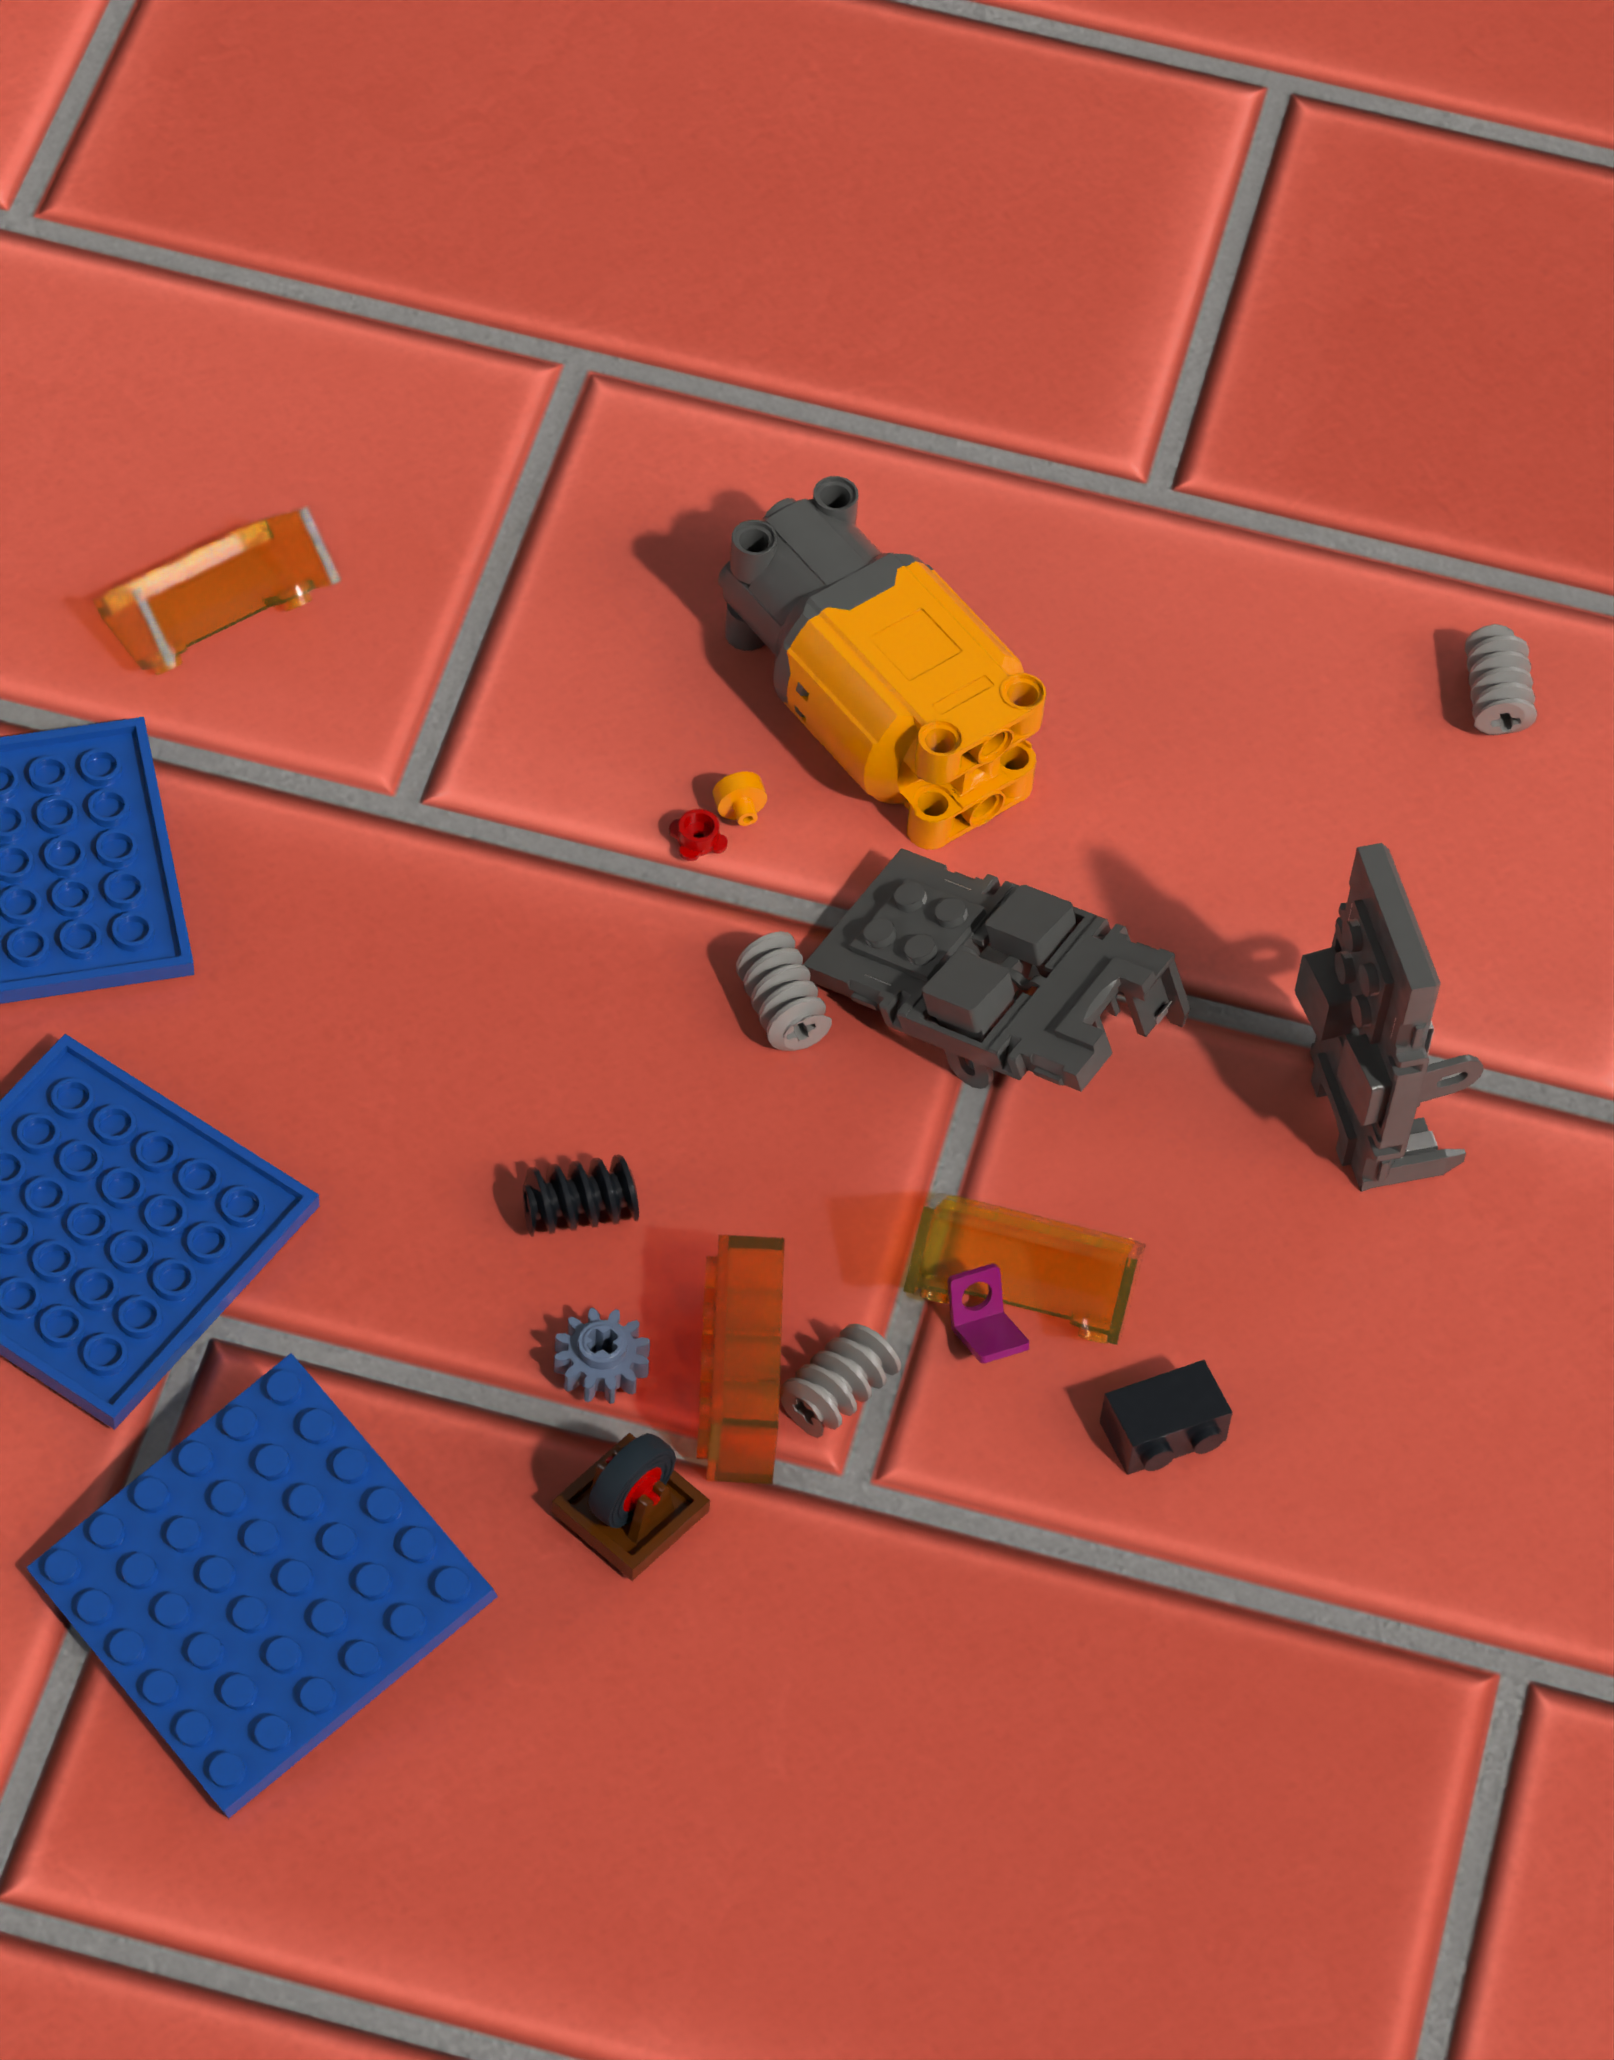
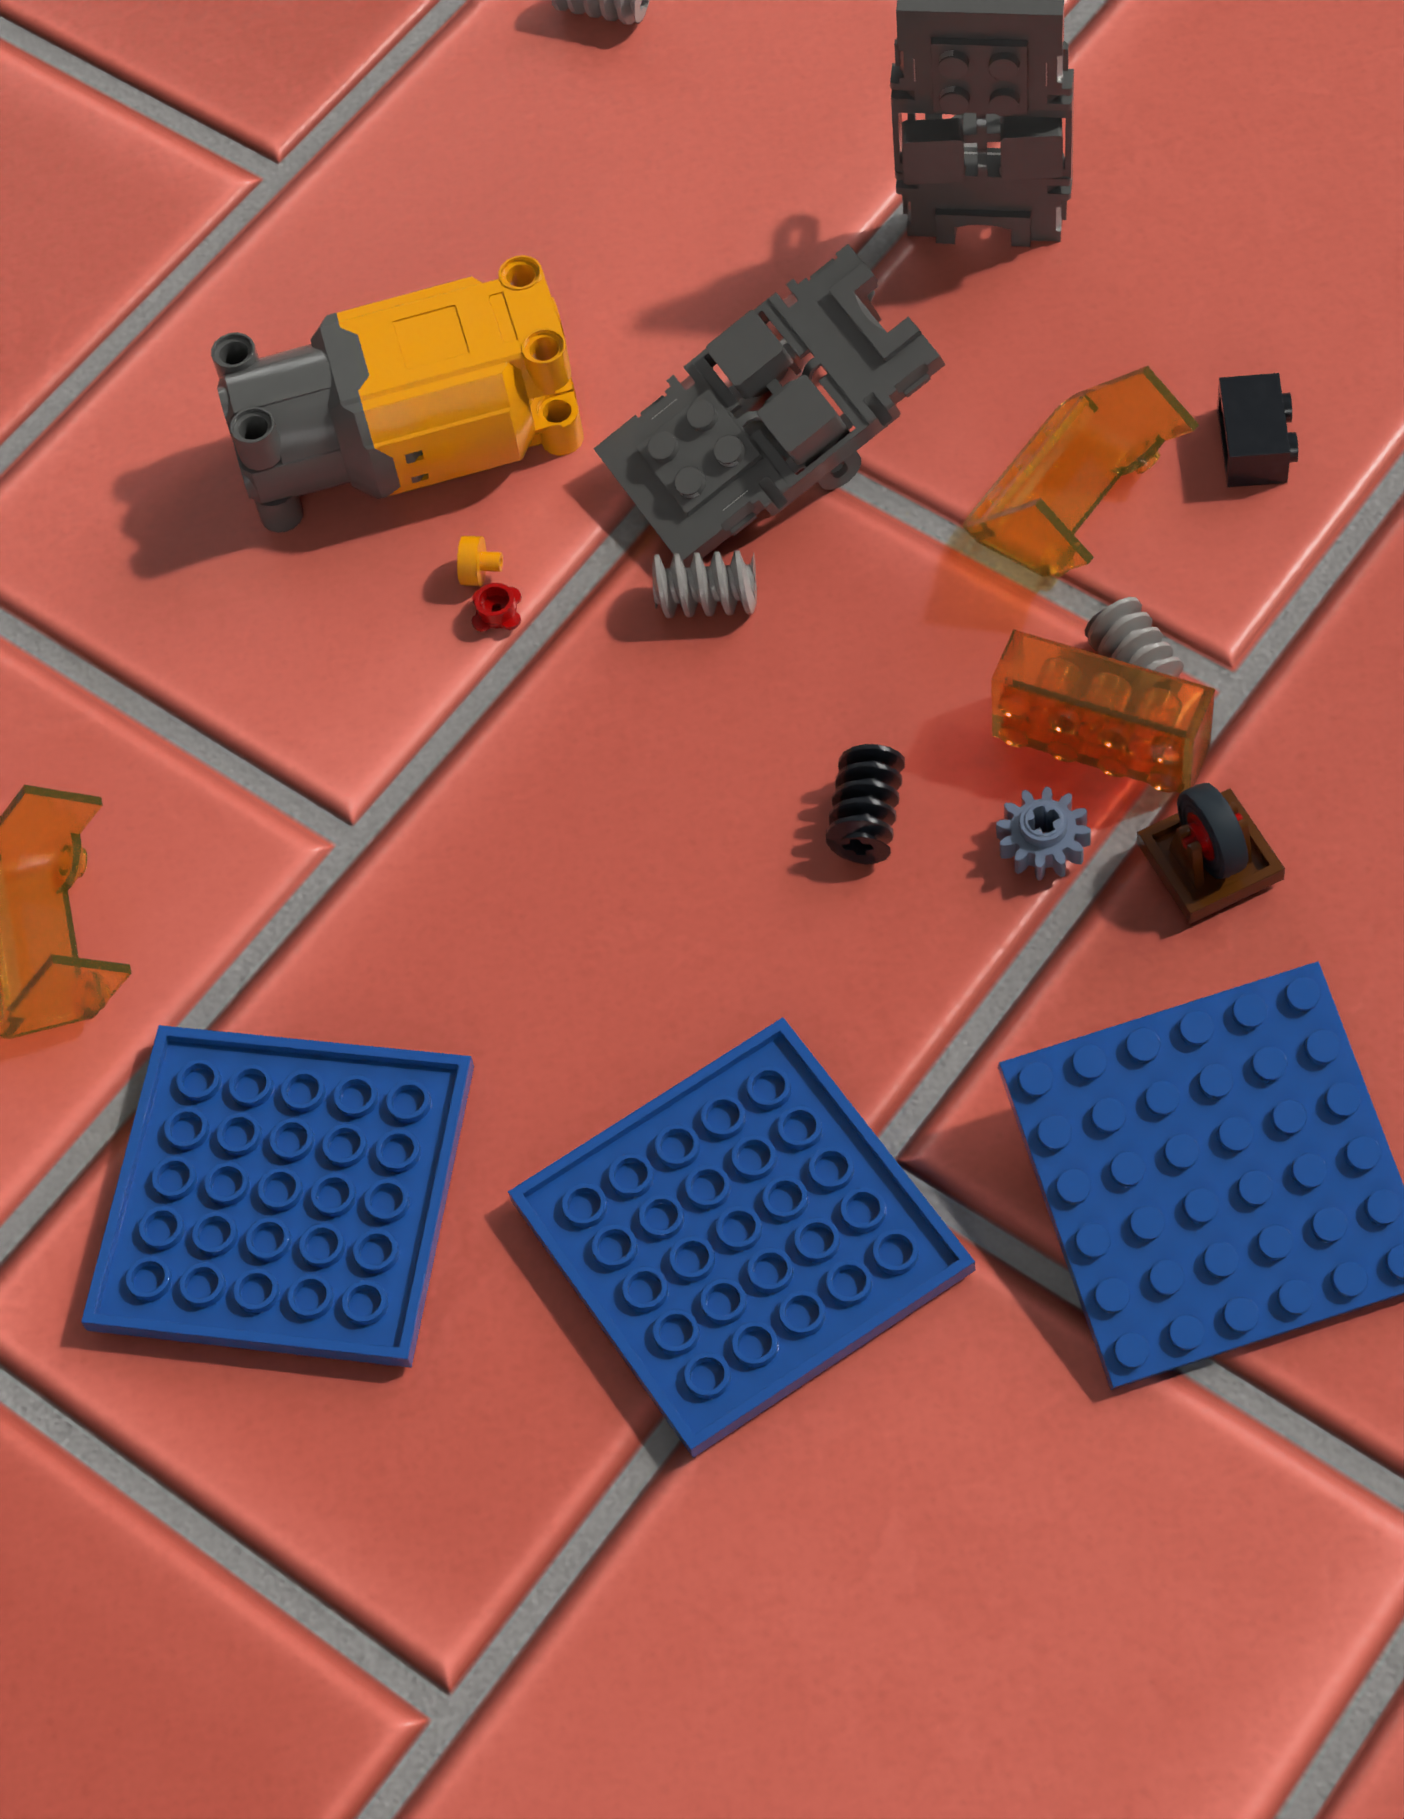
camera: 55 degrees left, 5 degrees up
(984, 1327) = (1116, 534): magenta bracket -> none

